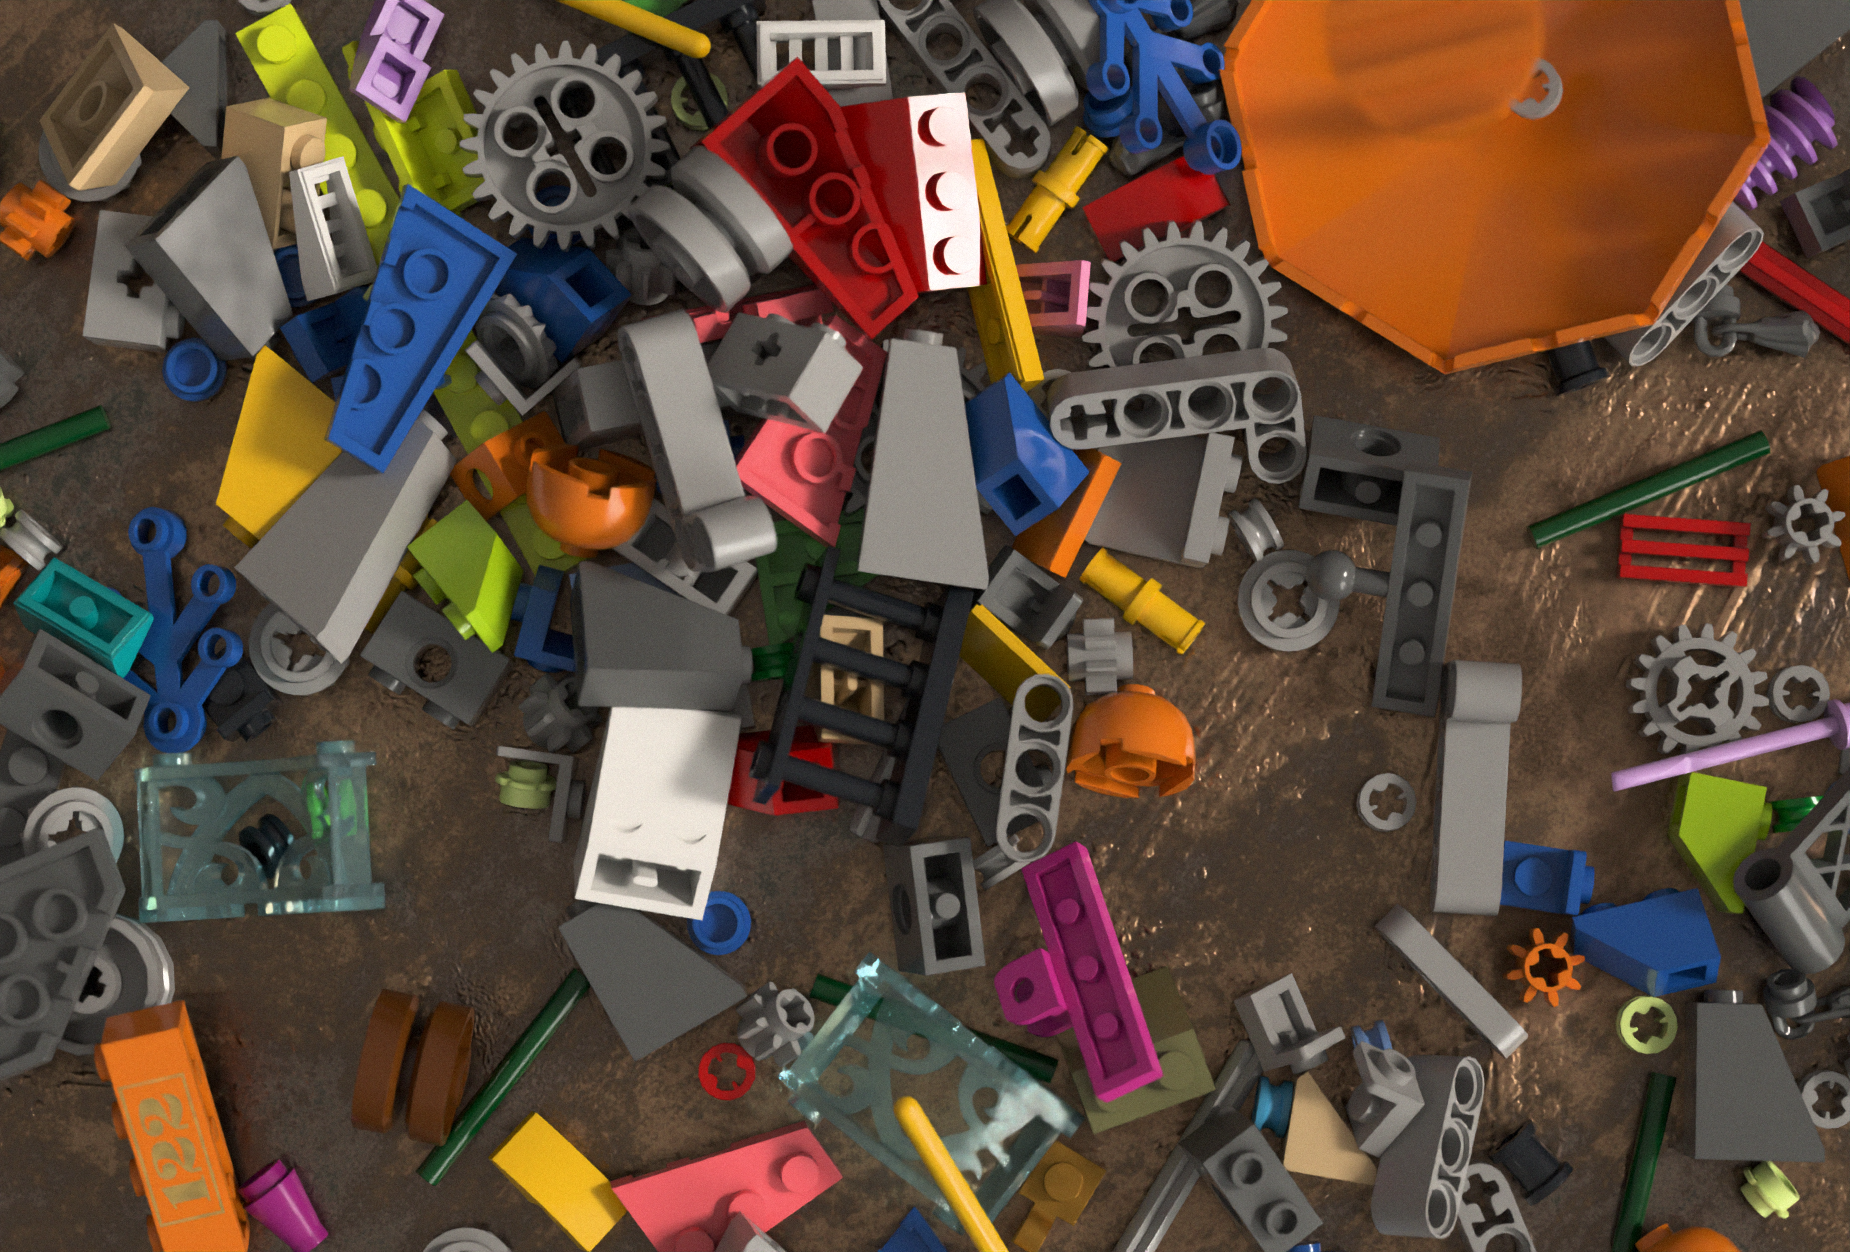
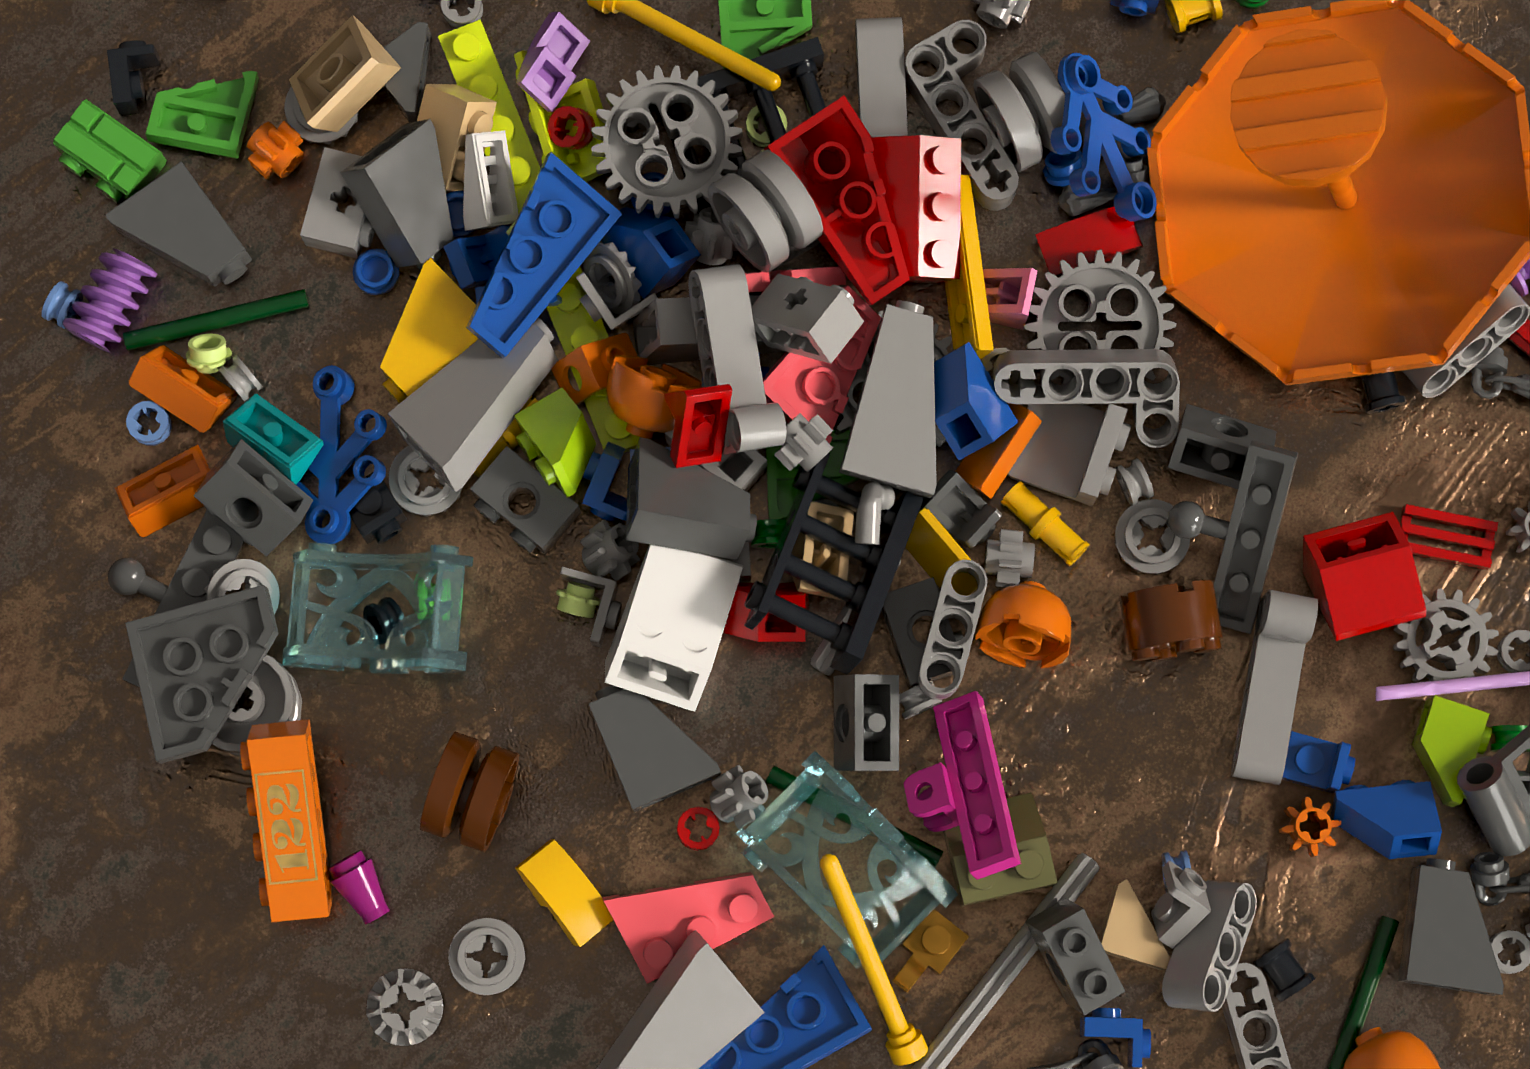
camera: 10 degrees right, 5 degrees down
(415, 146) = (557, 129): none -> red bush
(505, 1076) = (534, 812): dark green bar -> none
(656, 536) = (699, 424): none -> red slope
(723, 925) = (708, 721): blue plate -> none
(795, 32) = (842, 82): white slope -> none
(803, 542) = (804, 442): none -> light grey gear
(902, 622) = (868, 517): none -> light grey arm
(1056, 189) = (1017, 219): yellow pin -> none
(1272, 1106) = (1098, 903): dark azure bush -> none
(1283, 1027) = (1112, 846): light grey bracket -> none
(1327, 717) = (1171, 621): none -> reddish brown brick
(1378, 785) = (1212, 706): light grey bush -> none
(1451, 981) = (1240, 829): light grey beam -> none
(1530, 108) = (1370, 197): light grey bush -> none
(1578, 623) = (1363, 576): none -> red slope
(1642, 1005) = (1383, 894): yellowish green bush -> none
(1648, 489) = (1426, 489): dark green bar -> none
(1769, 1190) = (1459, 1013): yellowish green plate -> none

